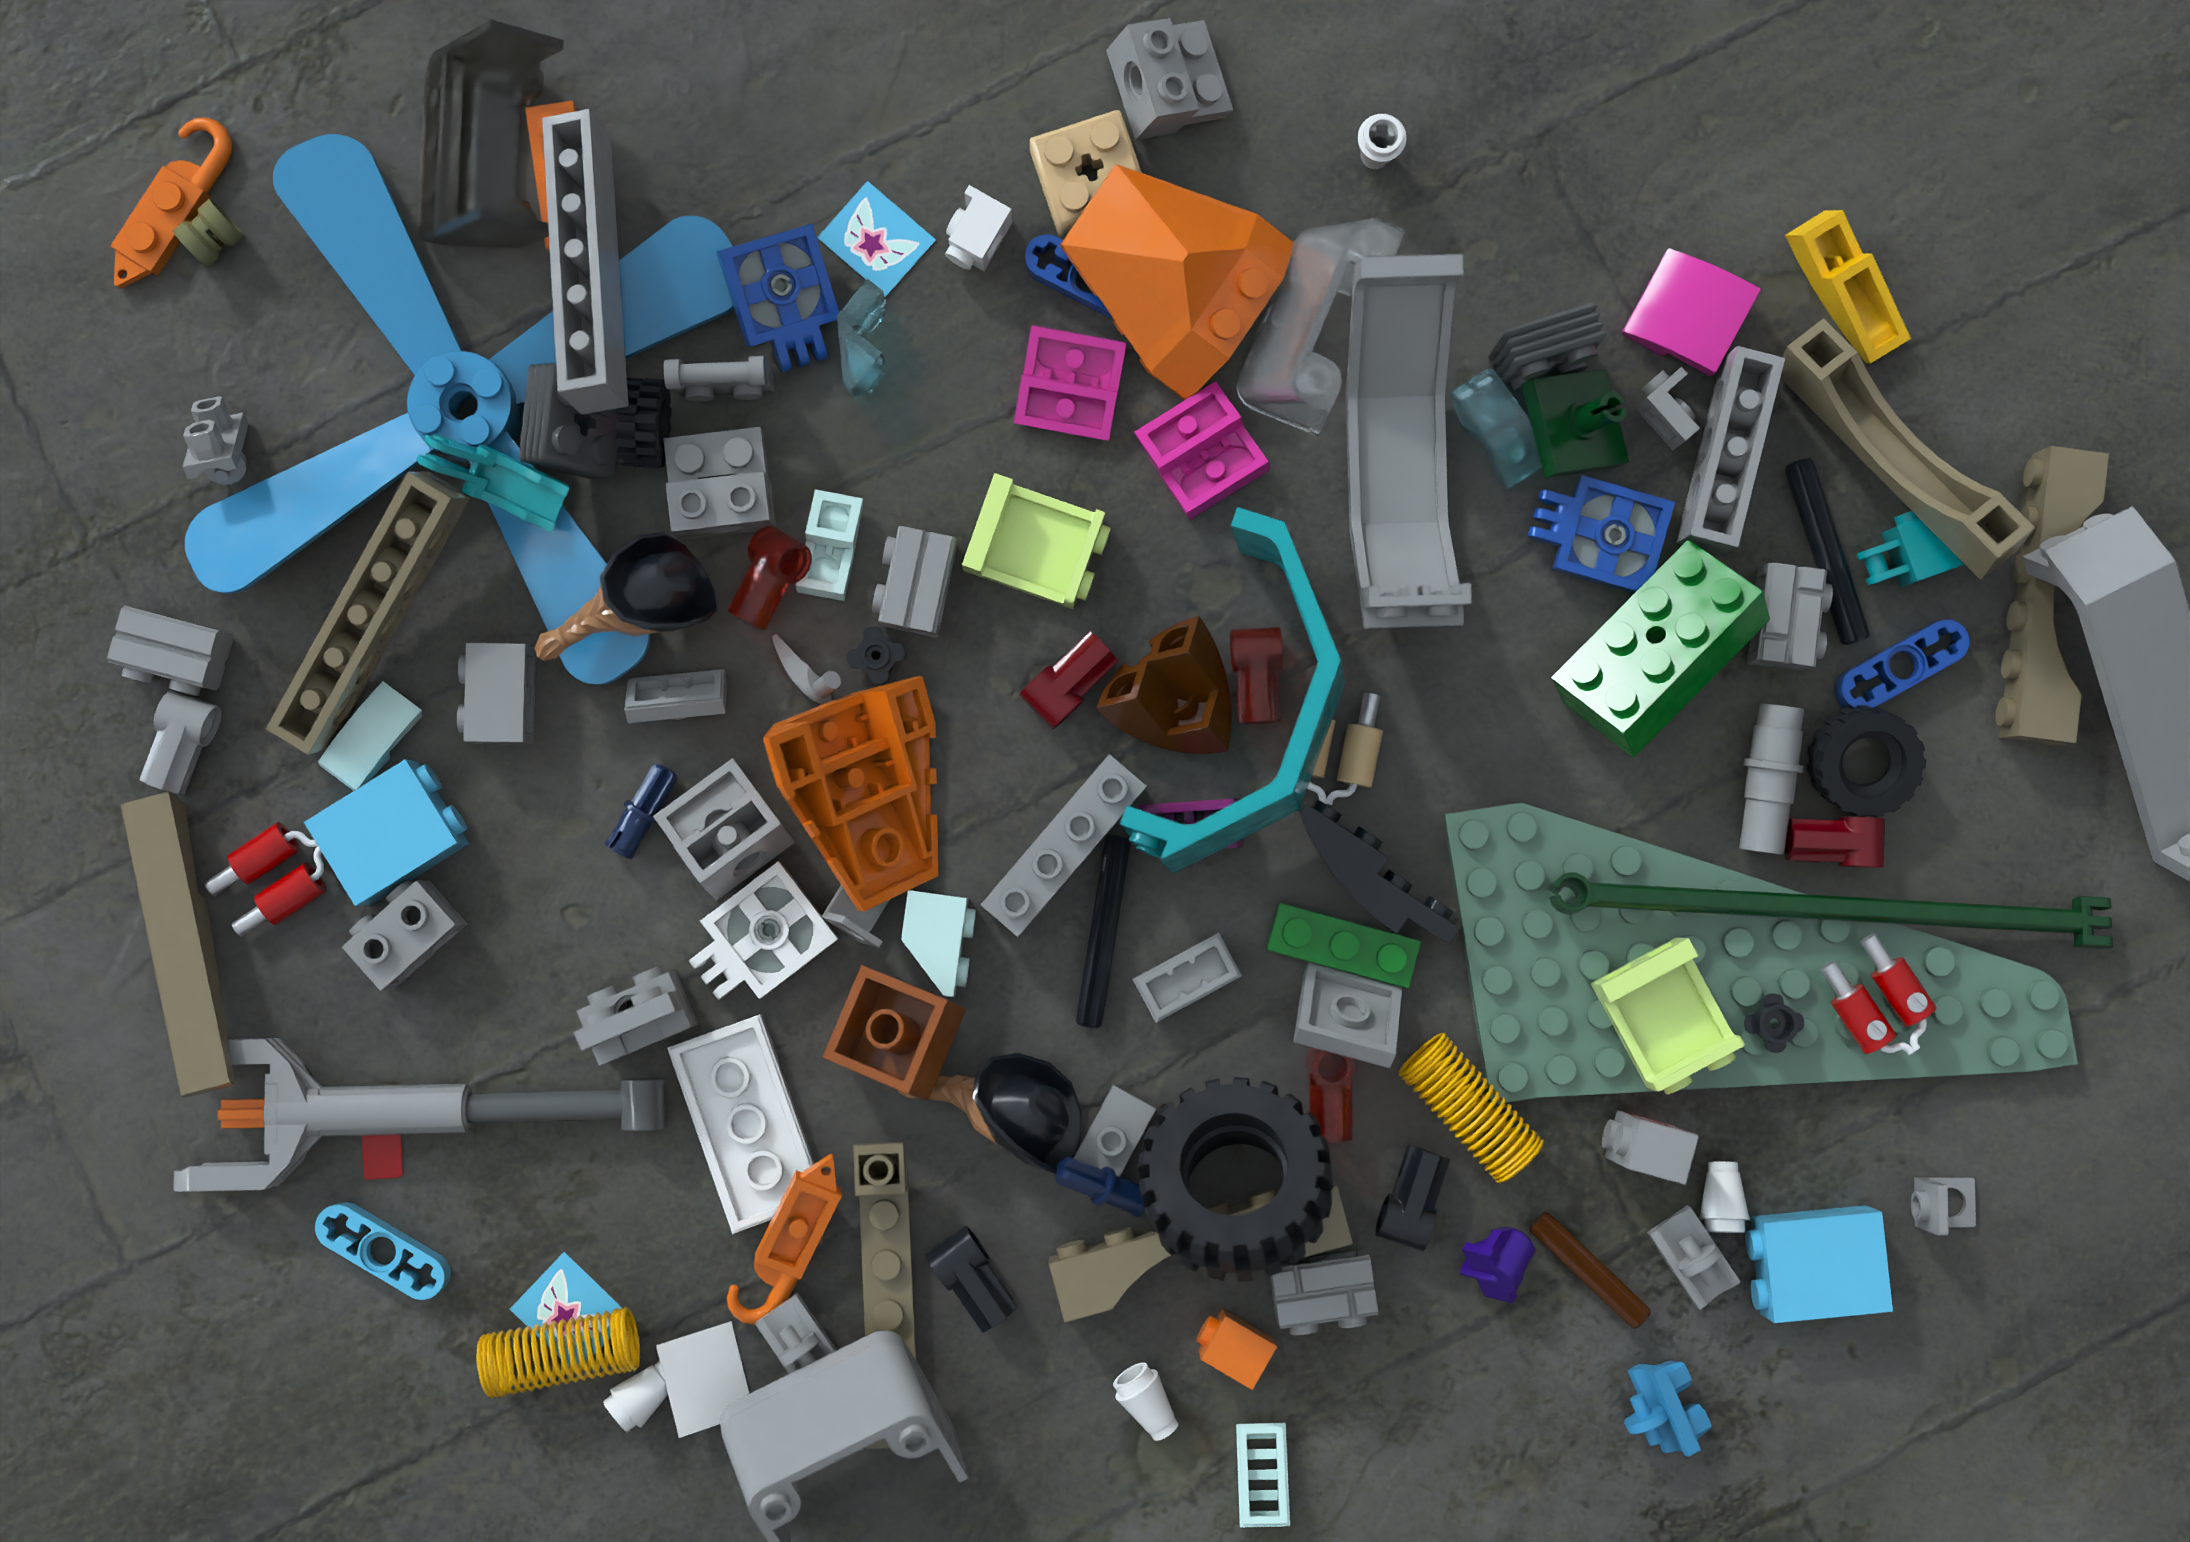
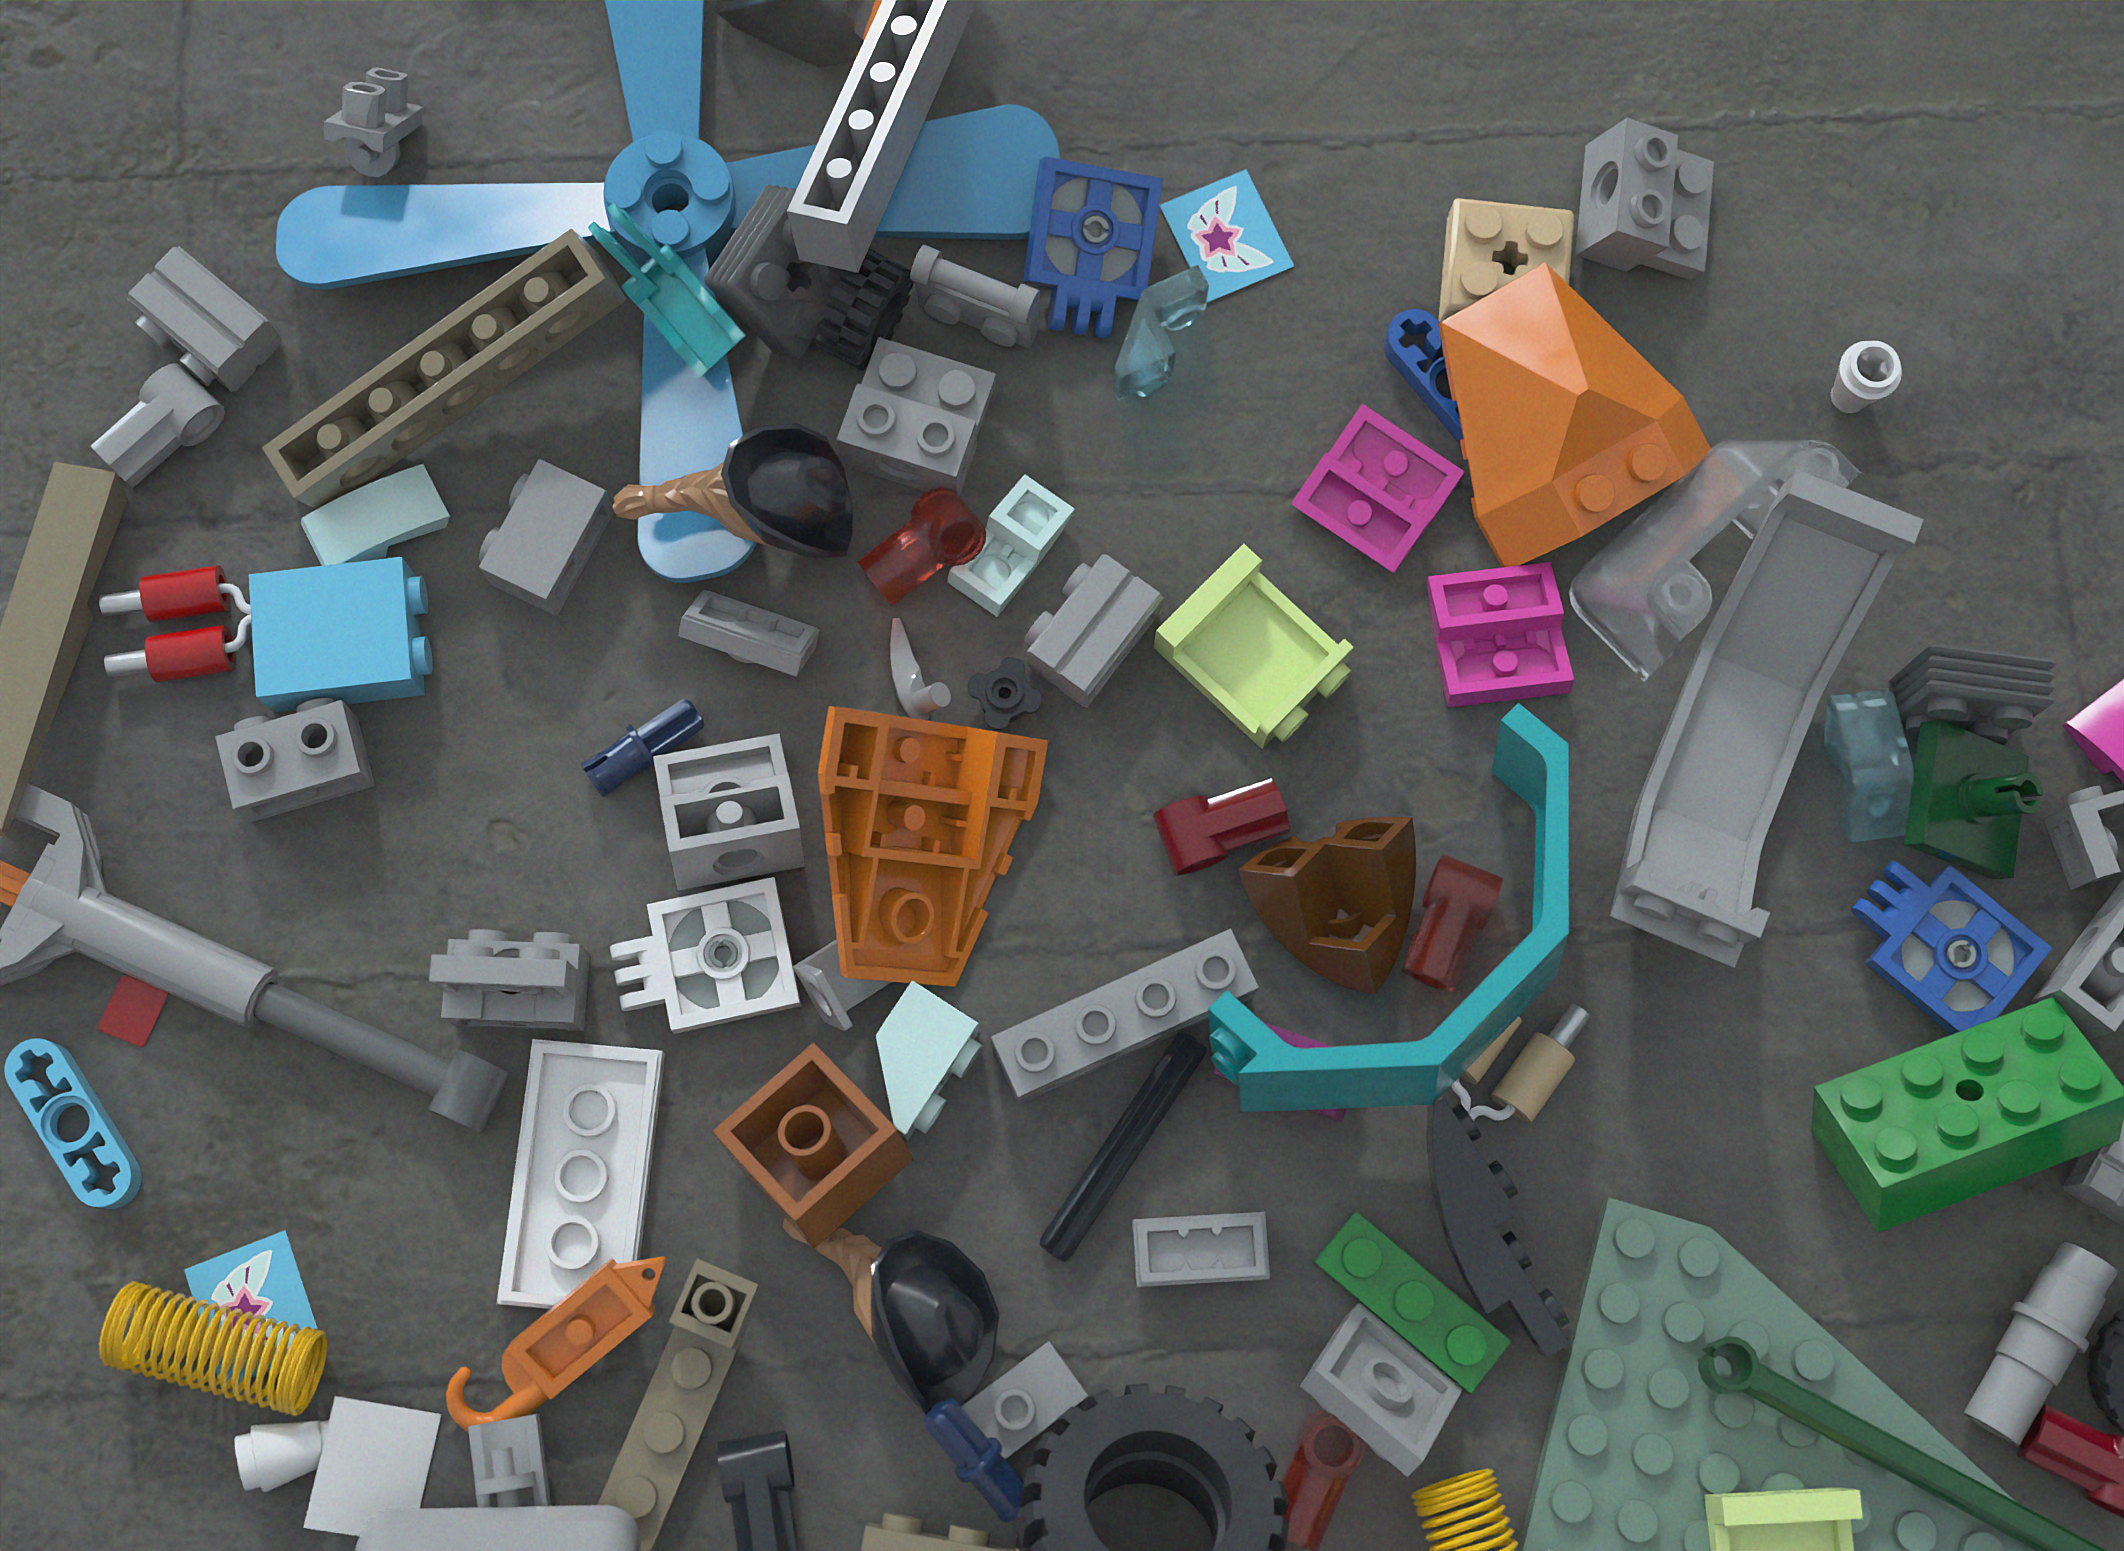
camera: 30 degrees right, 10 degrees down
(977, 230) = (1349, 272): white brick -> none

